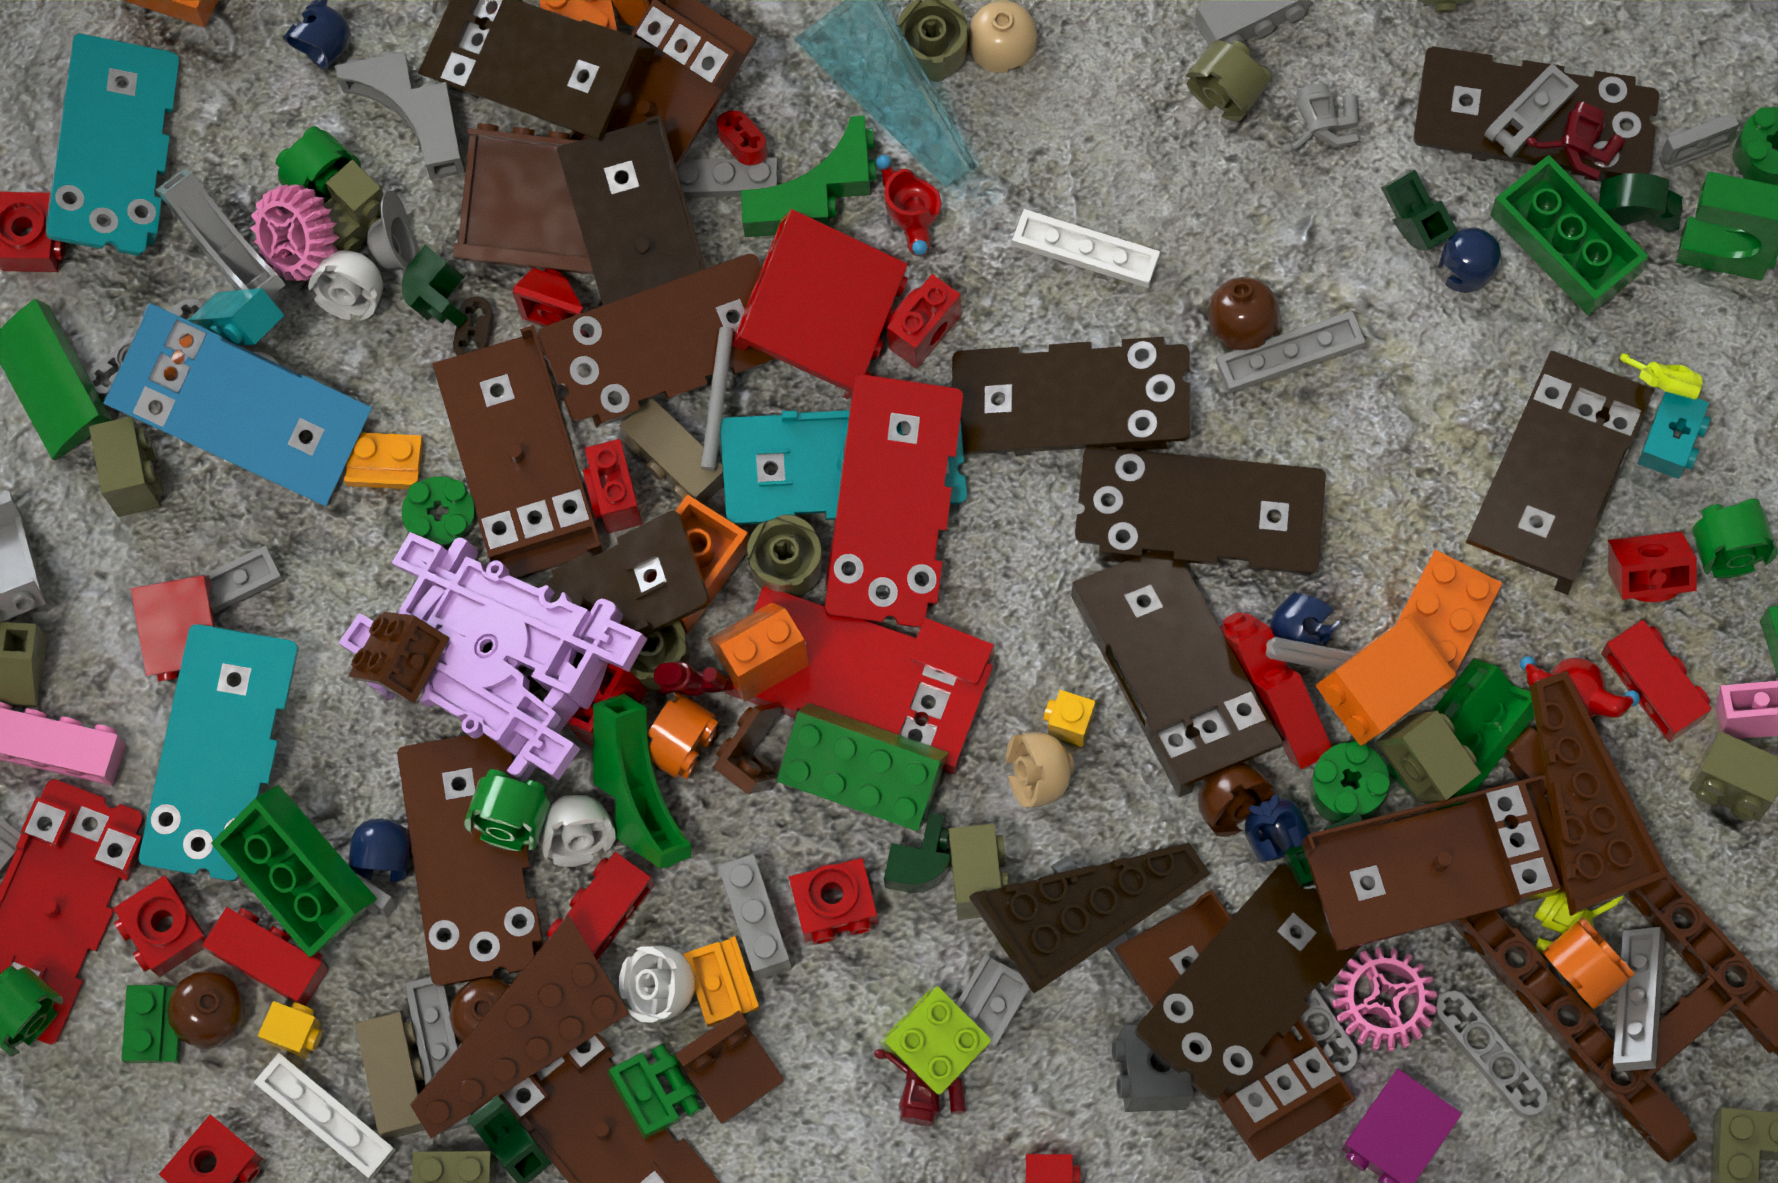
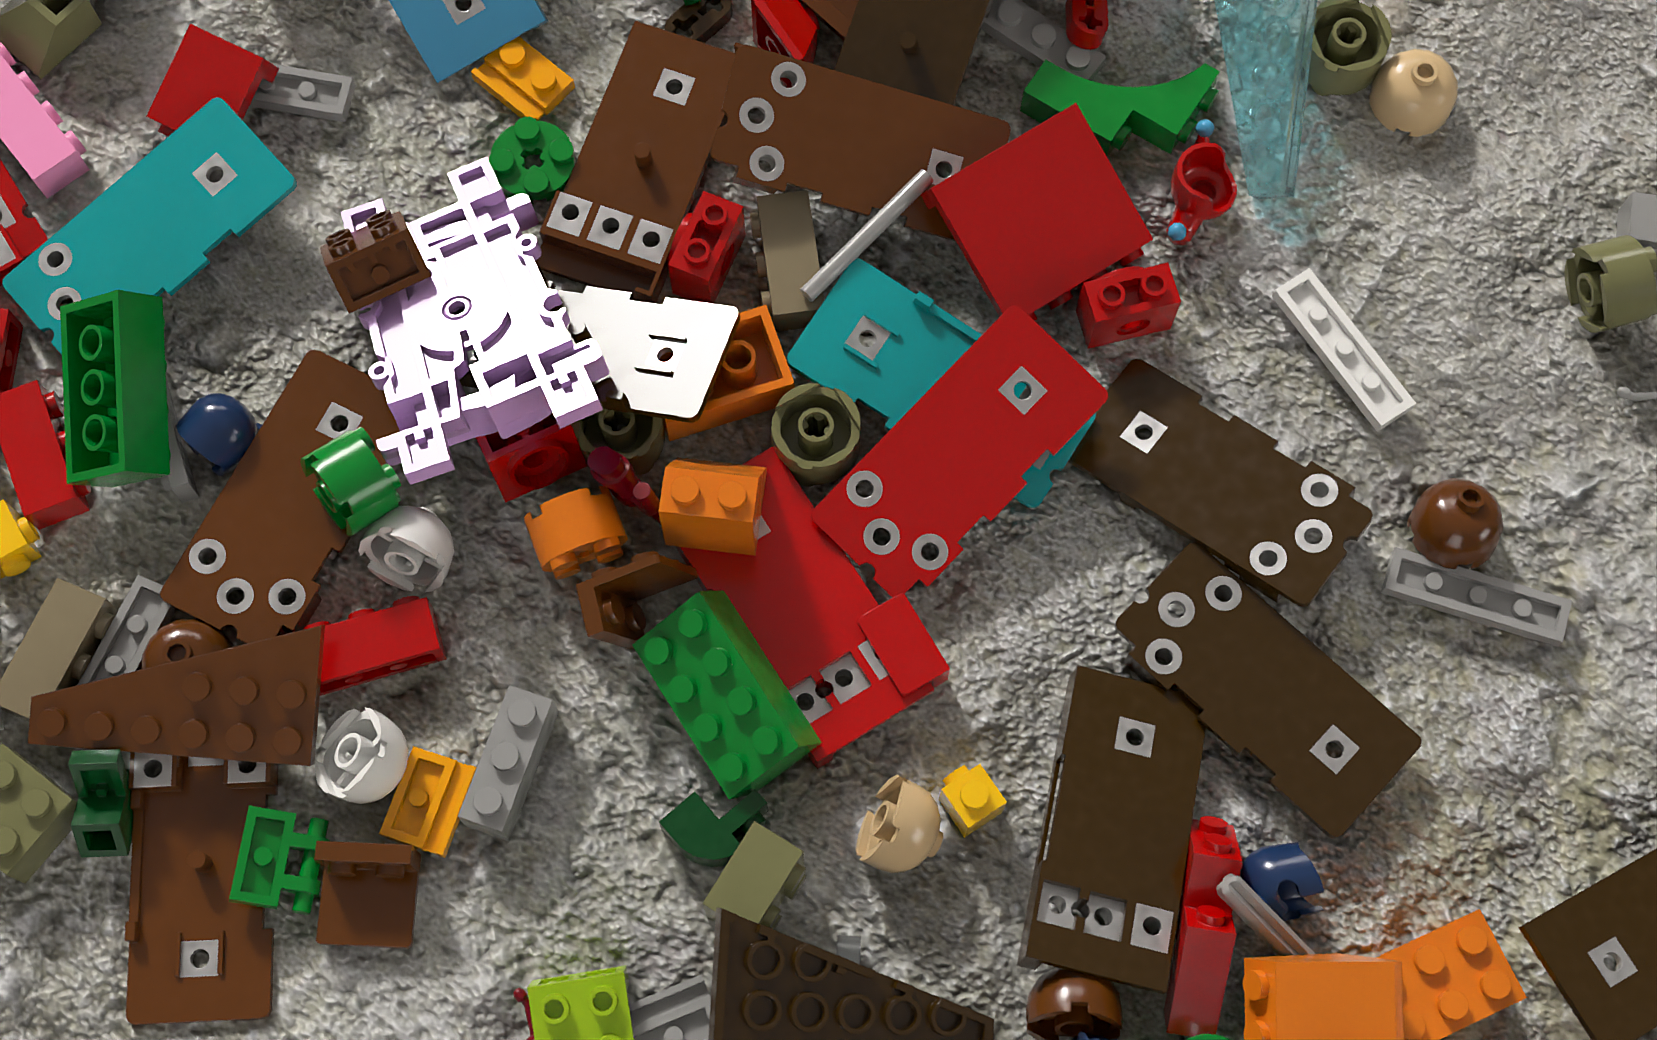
camera: 30 degrees right, 0 degrees up
(626, 773) = (492, 537): green arch -> none
(823, 920) = (607, 831): red brick -> none

